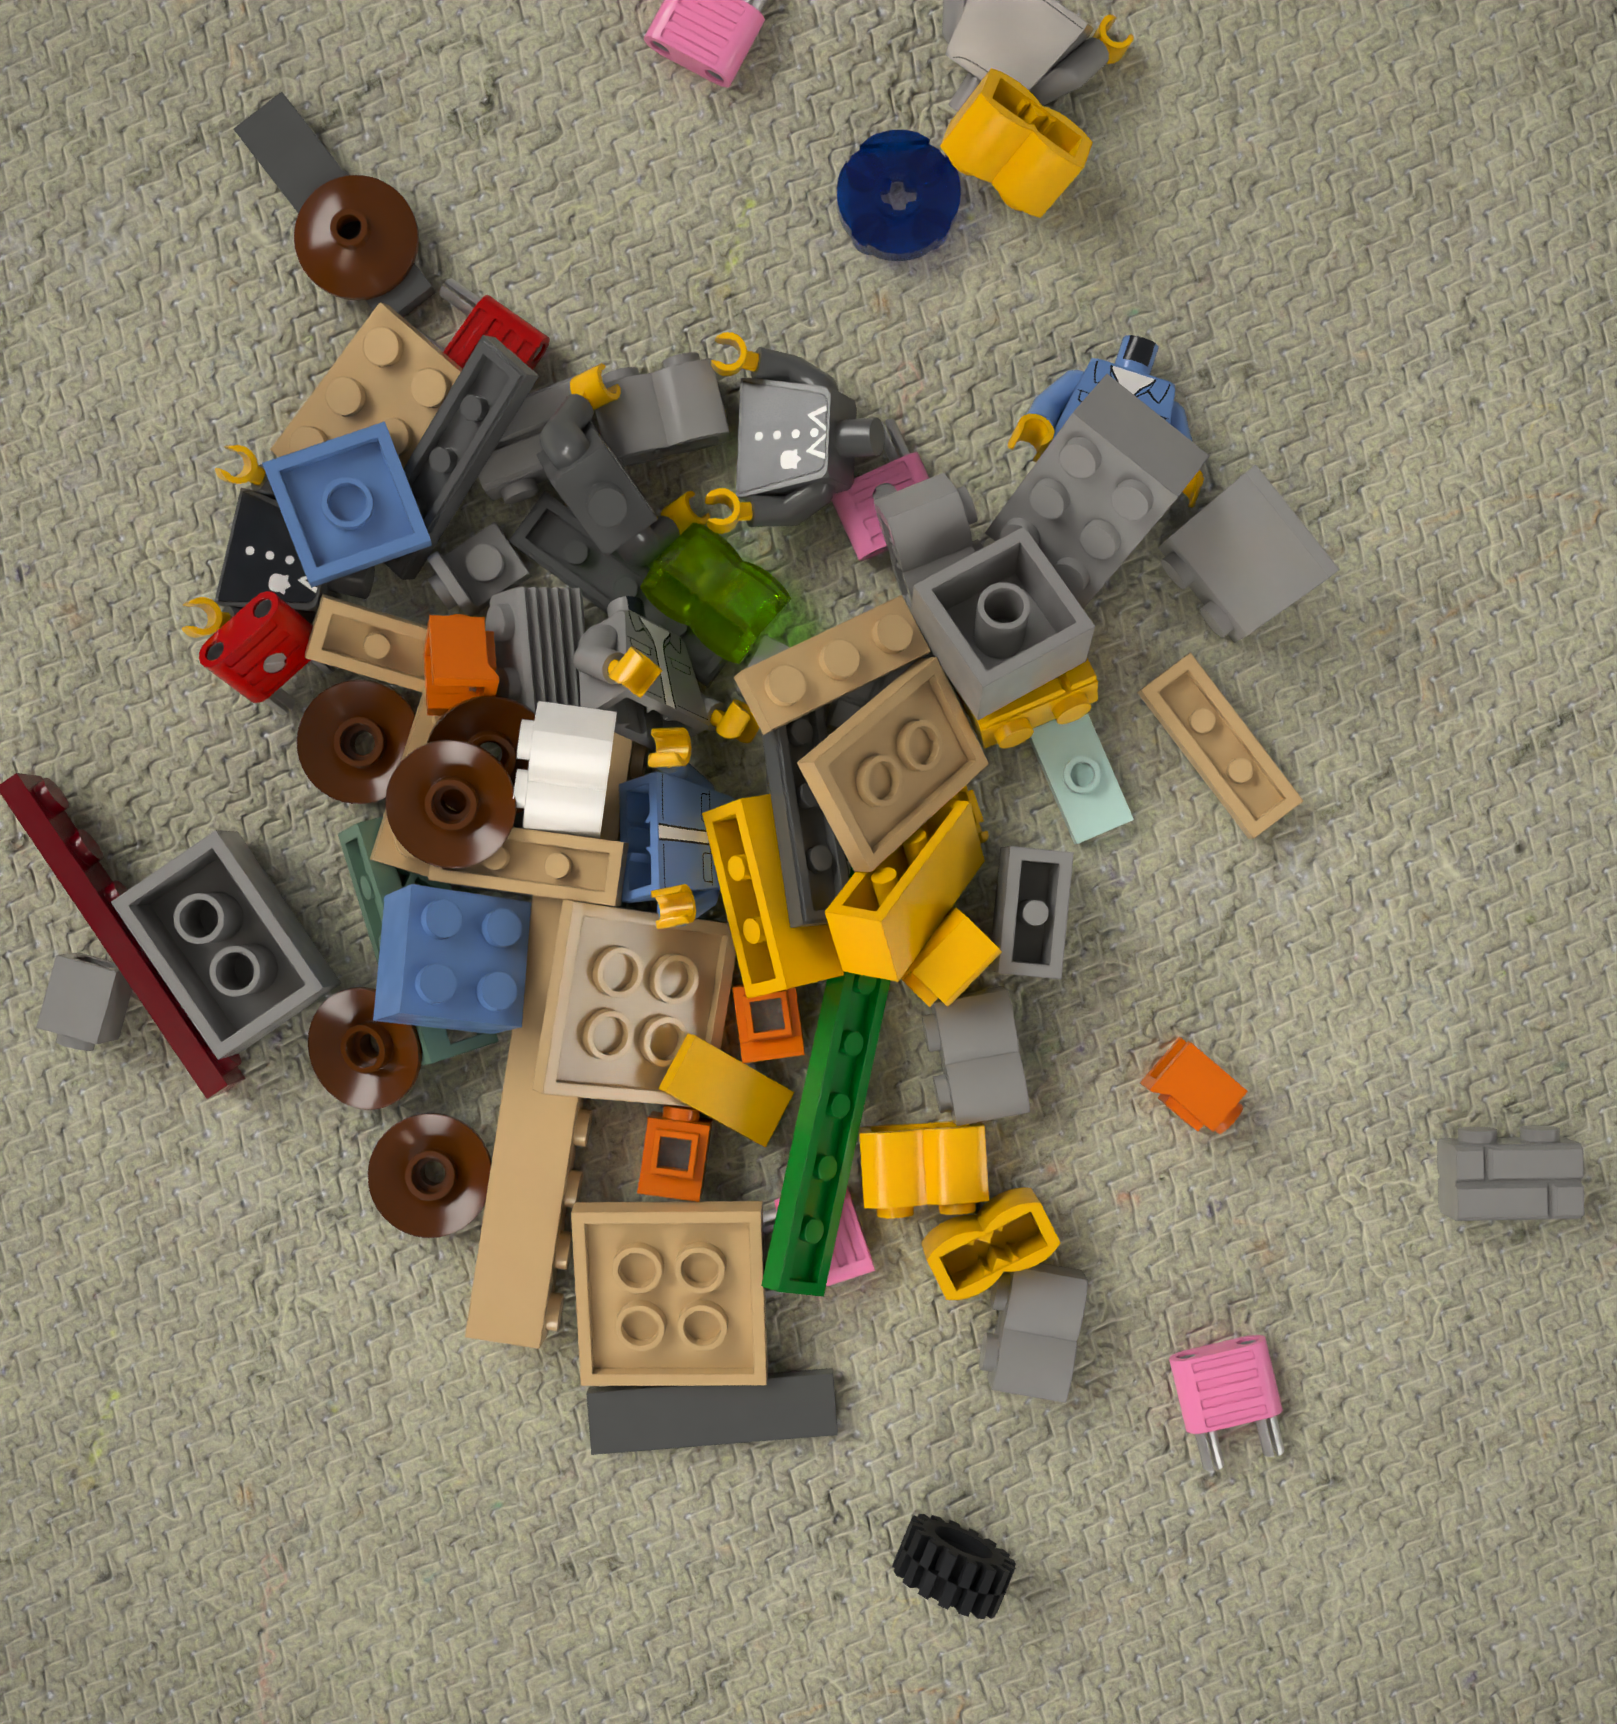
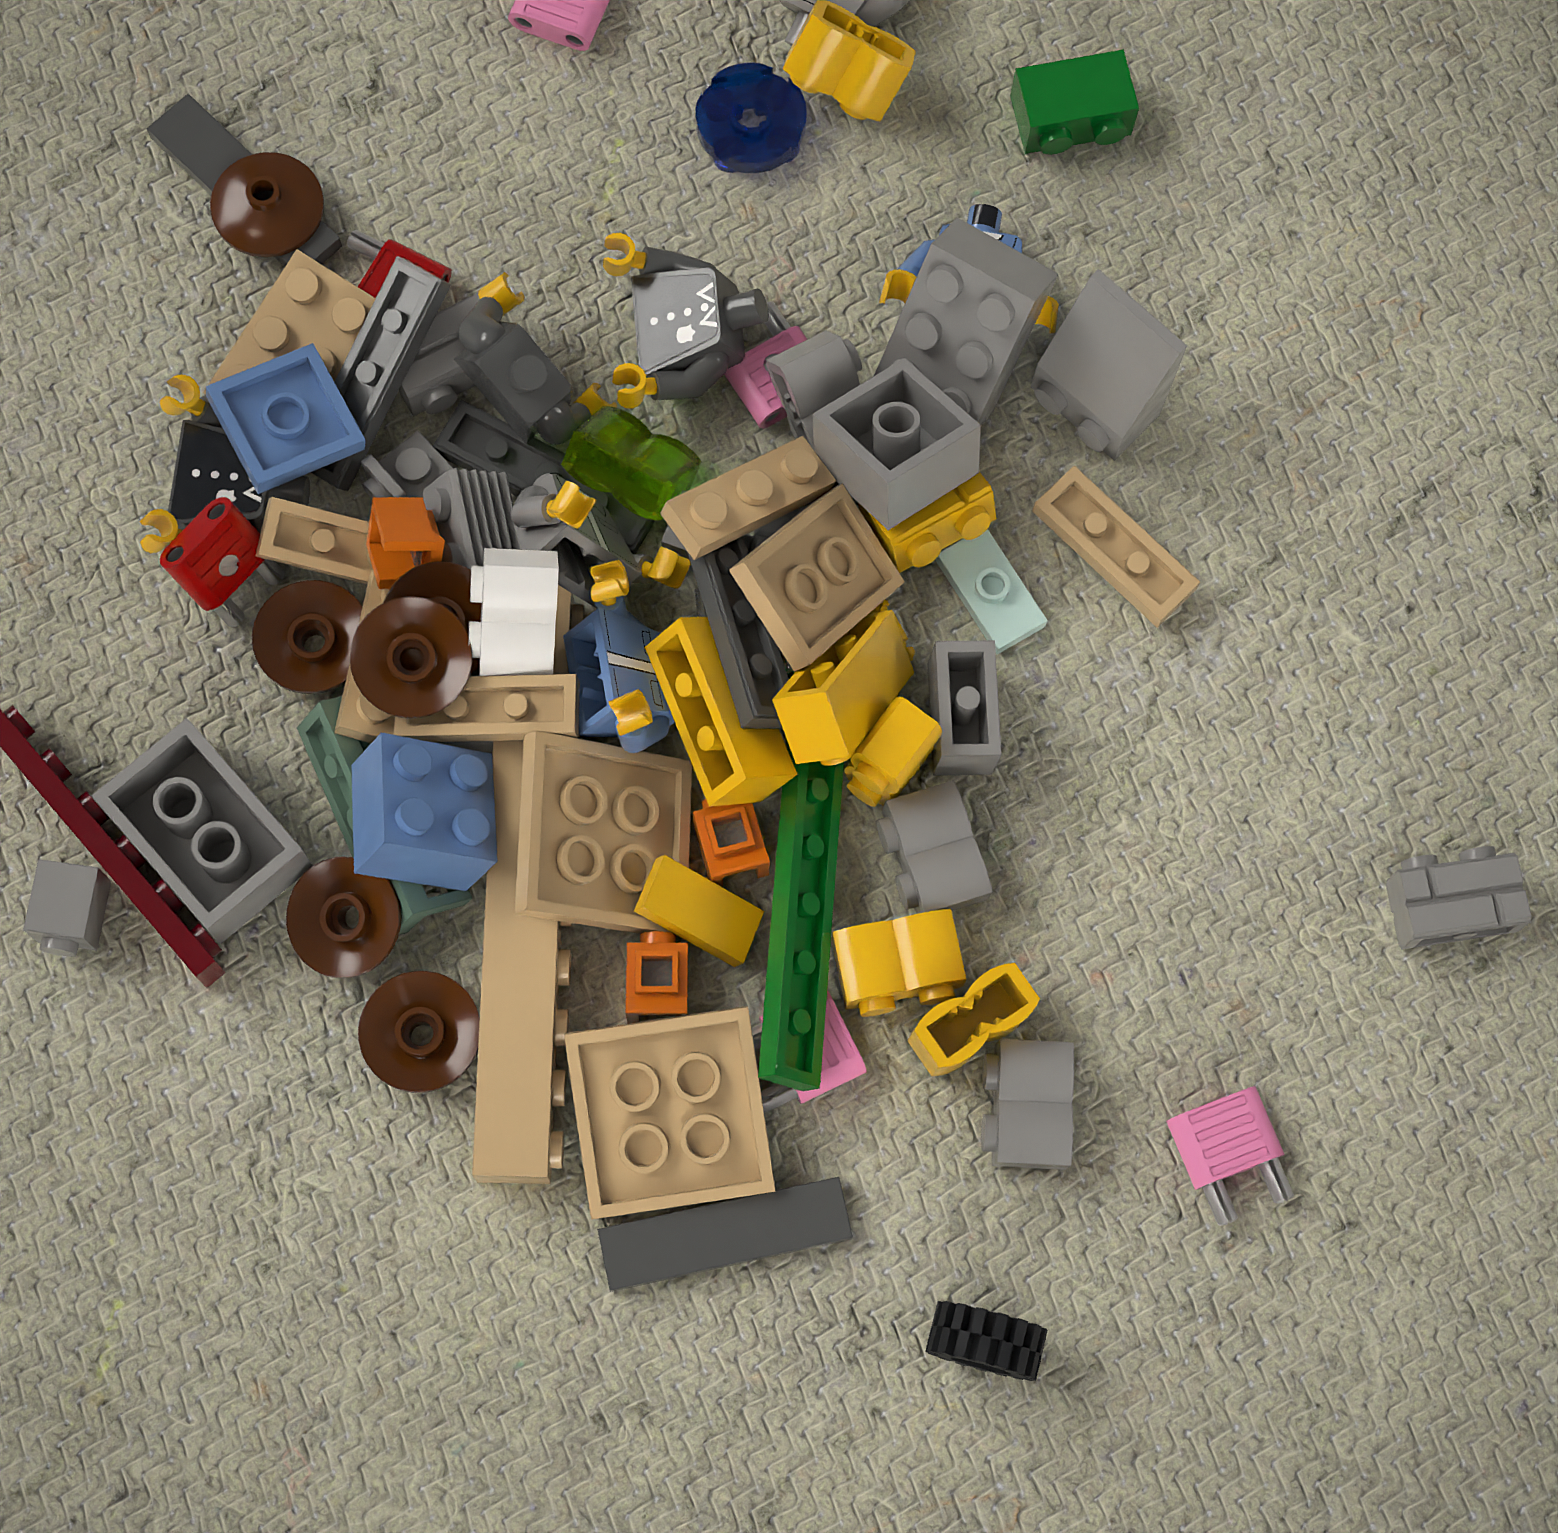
camera: 10 degrees left, 15 degrees down
(664, 410) = (570, 313): light grey brick -> none
(1195, 1088) = (1147, 854): orange window -> none
(1261, 222) = (1074, 102): none -> green brick

